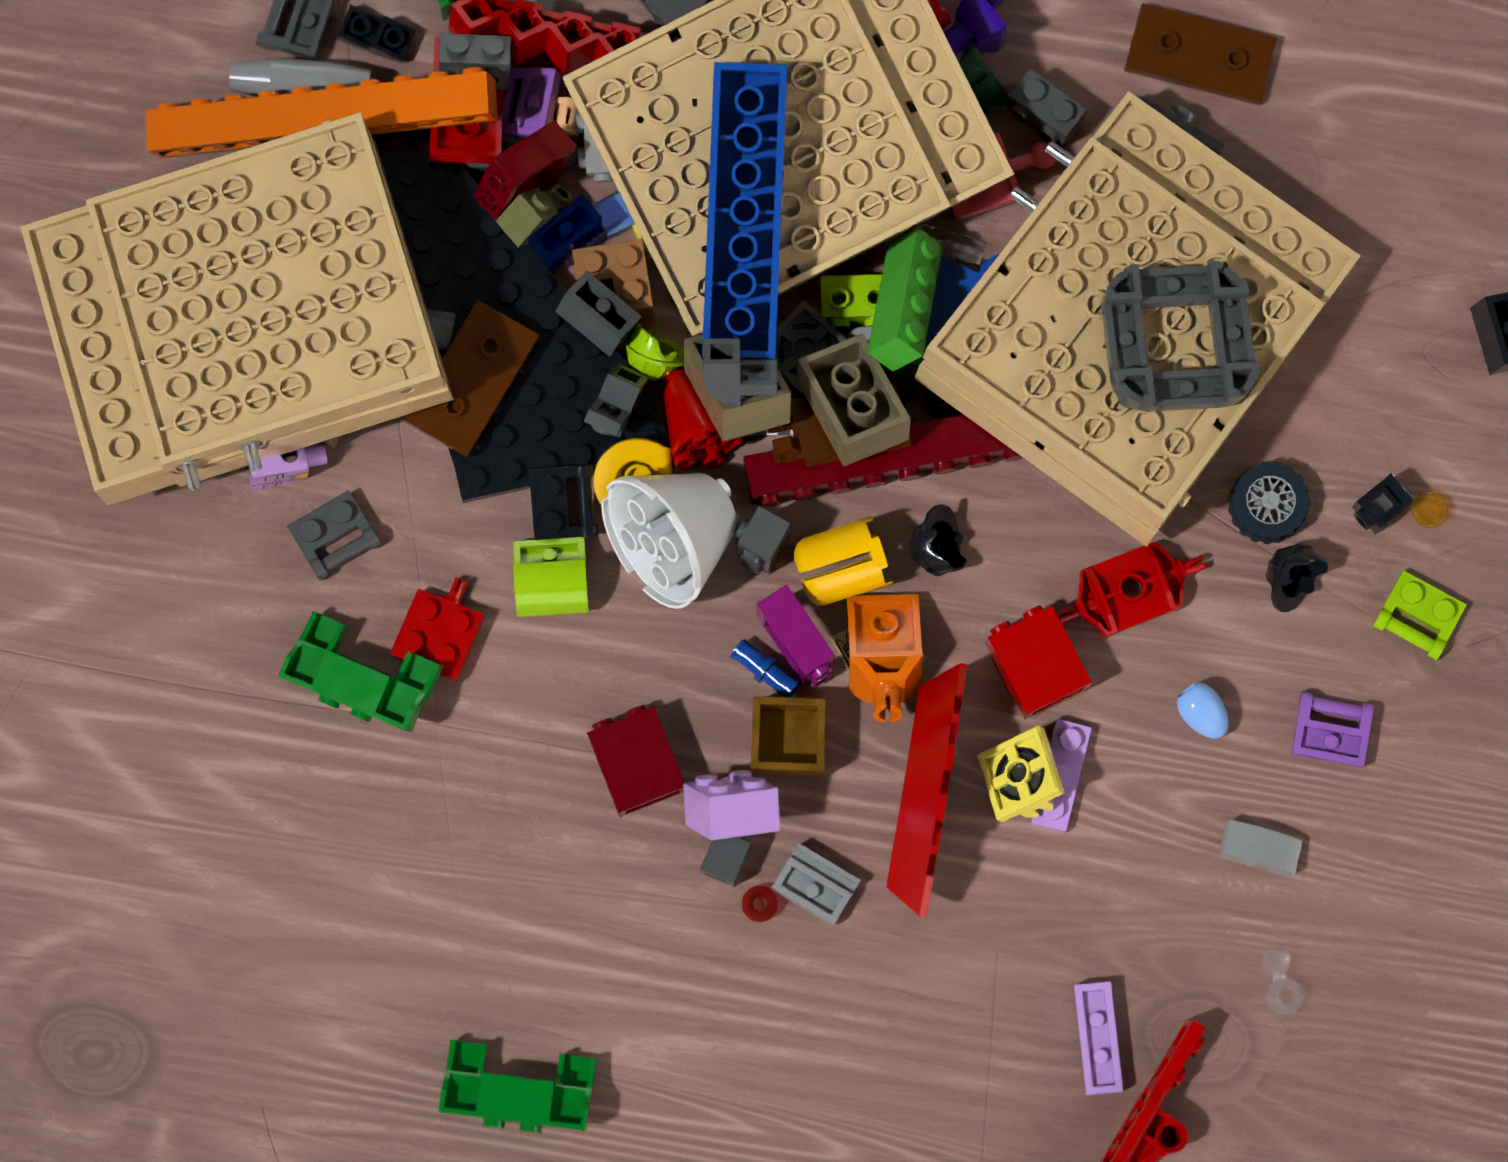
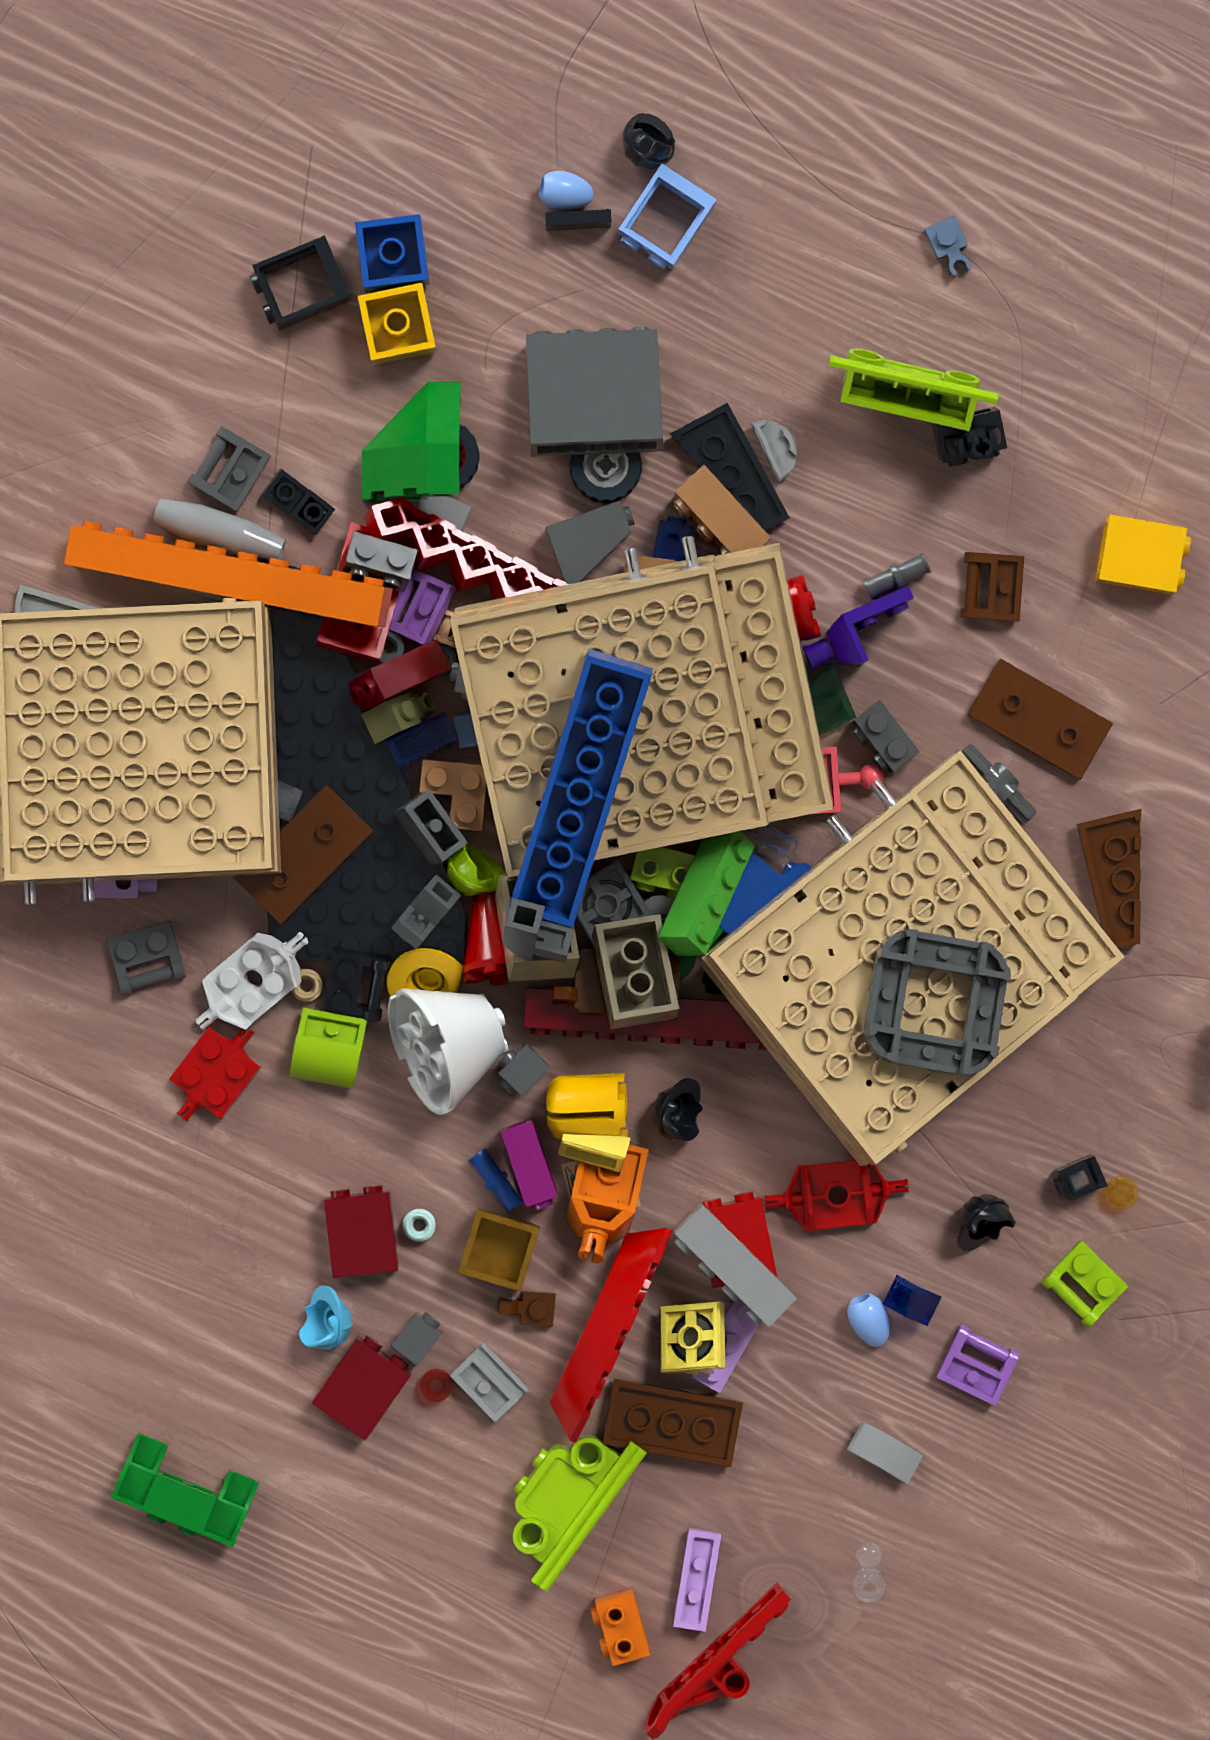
camera: 15 degrees right, 10 degrees up
(343, 680) = (133, 1102): green bracket -> none
(431, 544) = (241, 1002): none -> white plate
(503, 511) = (317, 988): none -> tan plate
(623, 861) = (327, 1320): none -> medium azure piece
(680, 924) = (362, 1386): none -> dark red brick
(691, 728) = (416, 1235): none -> light aqua plate
(731, 805) = (432, 1301): lavender piece -> none
(842, 794) = (534, 1308): none -> reddish brown plate
(862, 602) = (596, 1150): none -> light yellow slope
(935, 985) = (567, 1500): none -> lime brick
(1024, 876) = (672, 1422): none -> reddish brown plate
(1030, 1111) = (621, 1626): none -> orange brick
(1044, 679) = (735, 1265): none -> light grey brick
(1242, 676) = (912, 1300): none -> clear blue brick
(1269, 502) = (981, 1149): black wheel -> none
(1319, 177) = (1113, 866): none -> reddish brown wing

